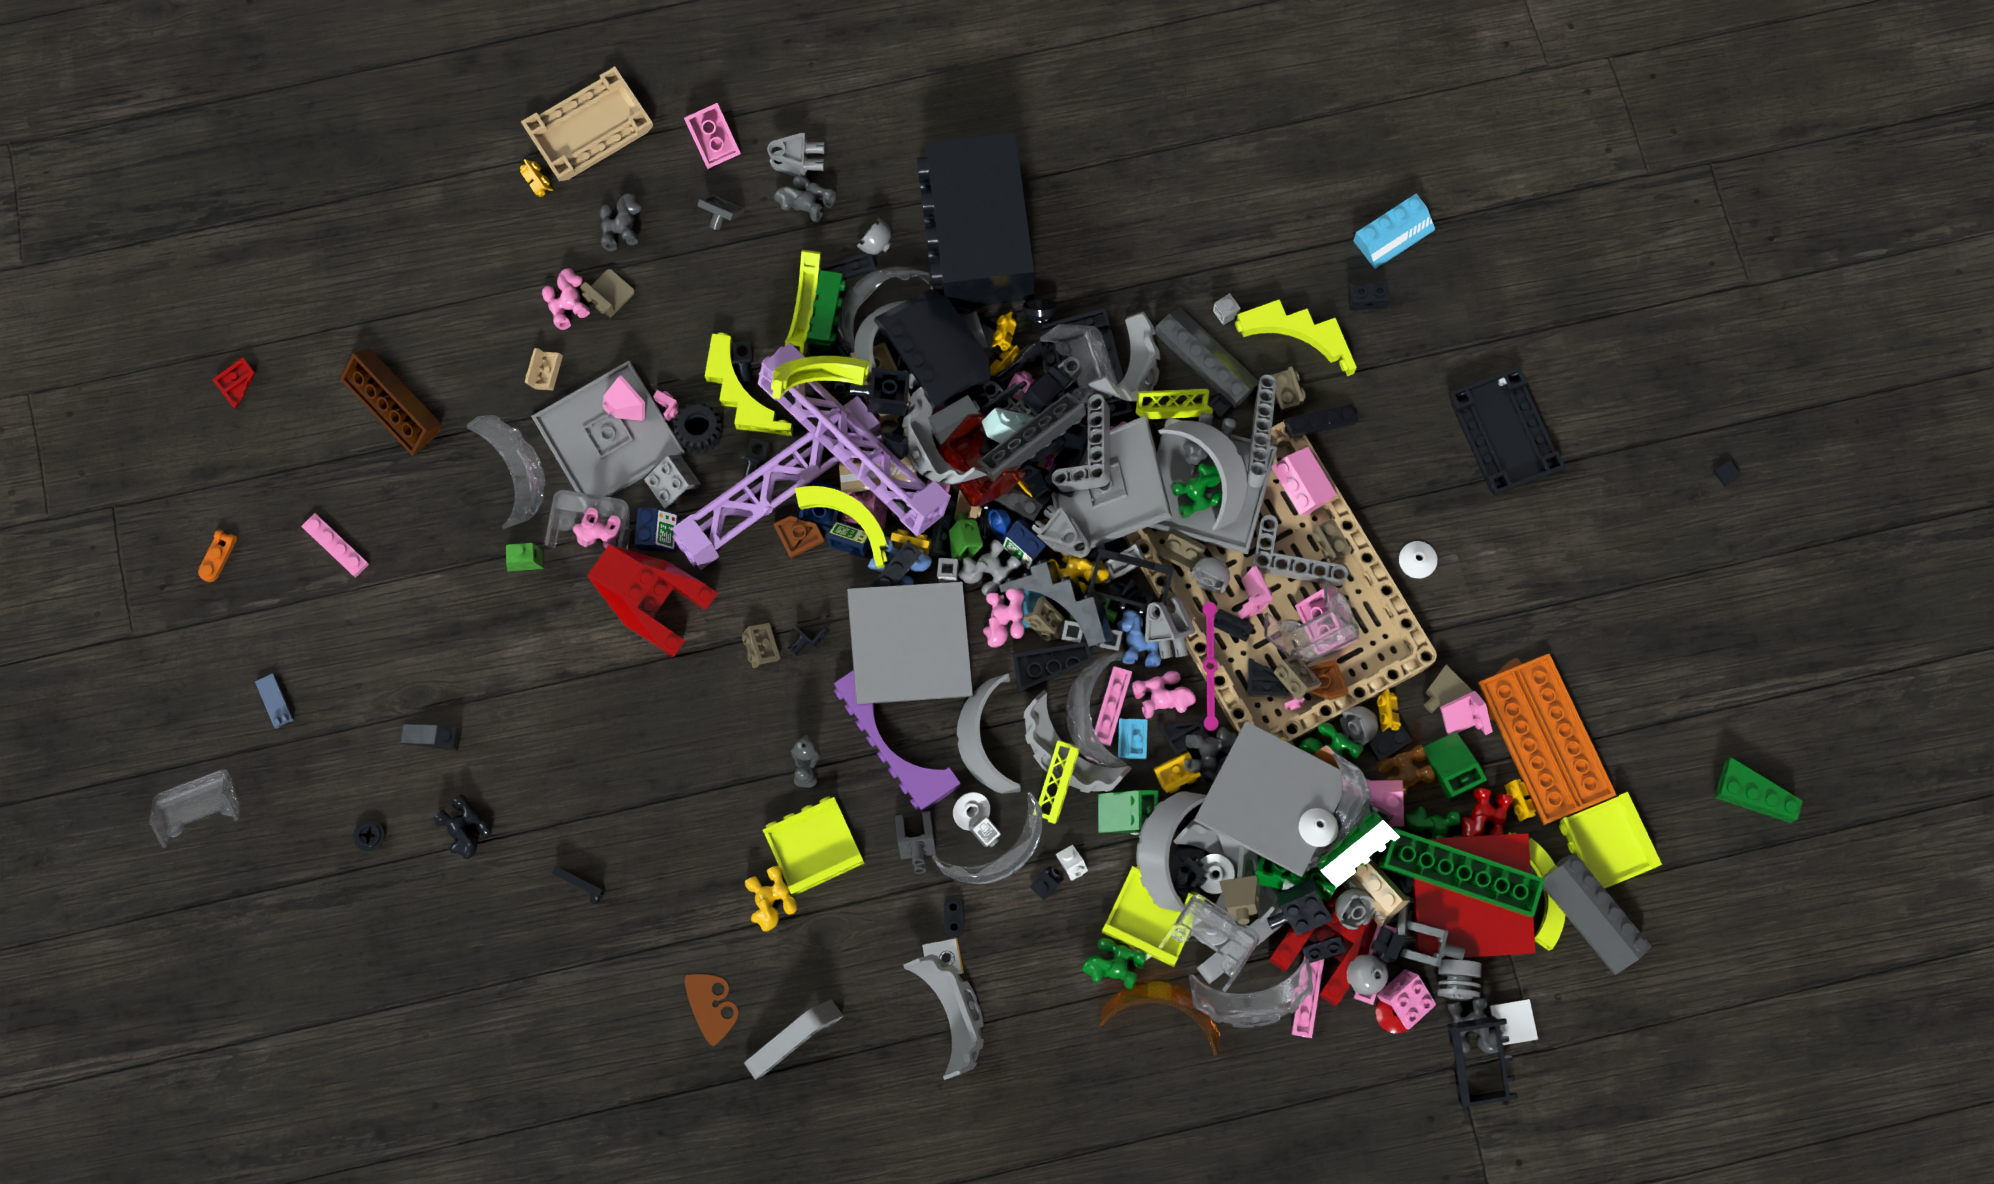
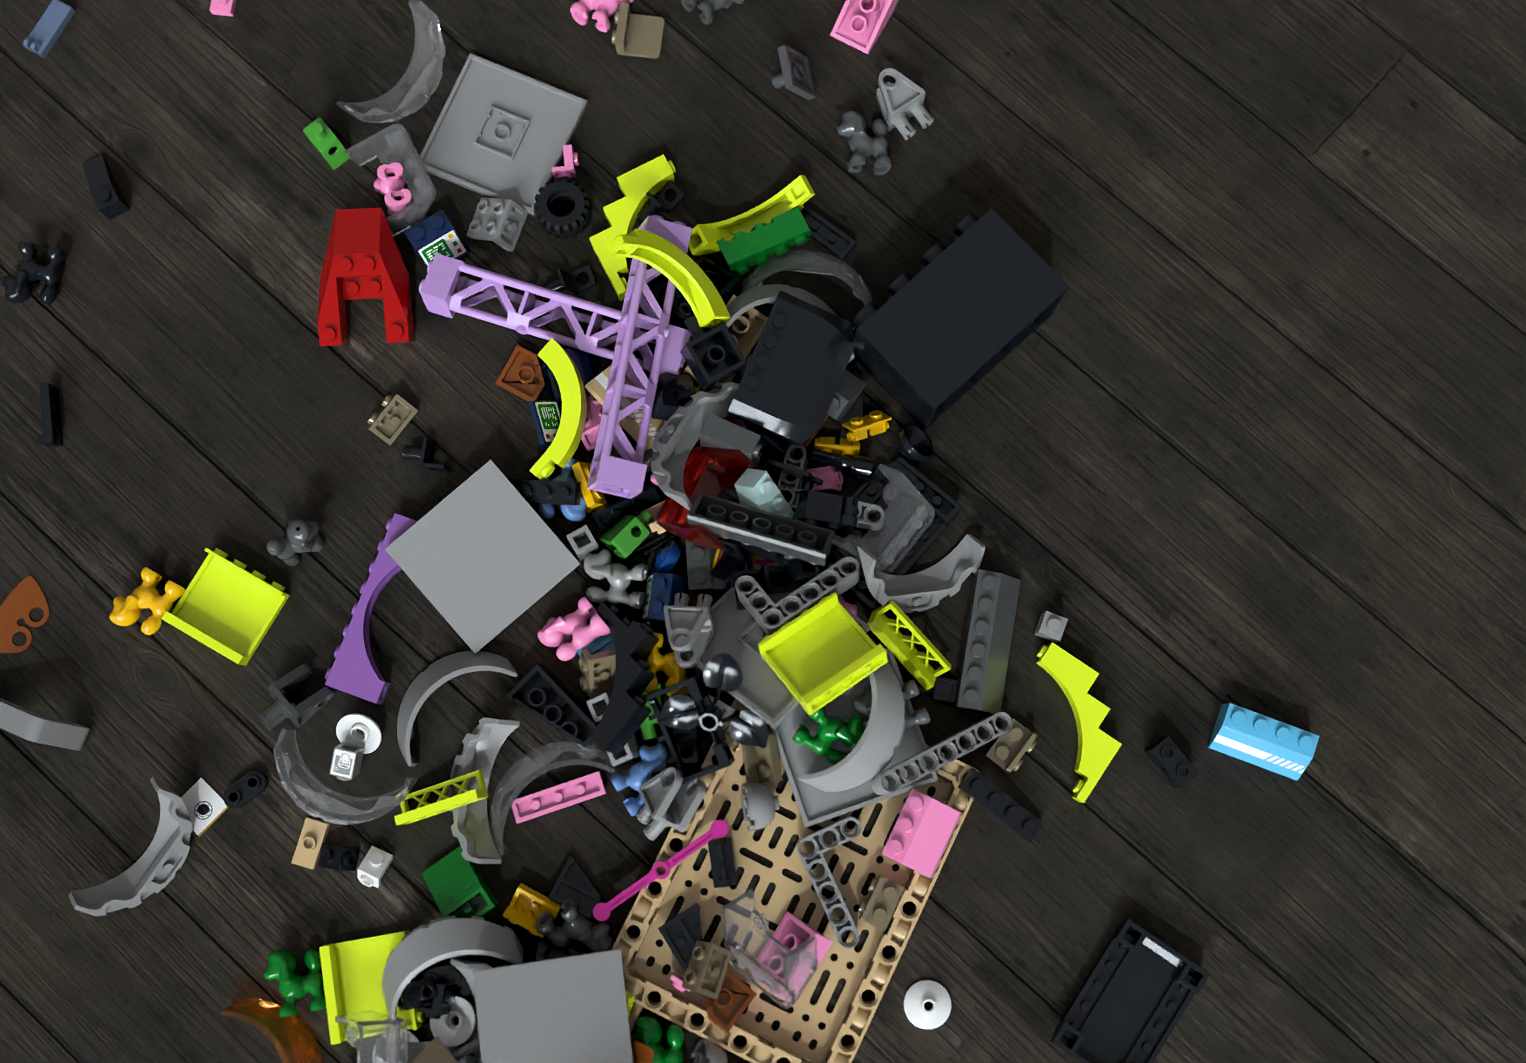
camera: 55 degrees right, 5 degrees up
(543, 369) = (521, 30): tan bracket -> none
(624, 401) = (535, 121): bright pink slope -> none
(876, 238) = (872, 237): light grey cylinder -> none
(1024, 896) = (310, 843): none -> tan plate
(1132, 738) = (538, 841): medium azure plate -> none
(1143, 455) = (821, 654): none -> neon yellow panel
(1156, 544) = (724, 674): none -> black plant
(1161, 697) = (610, 861): bright pink animal -> none
(1258, 594) = (766, 874): bright pink bracket -> none

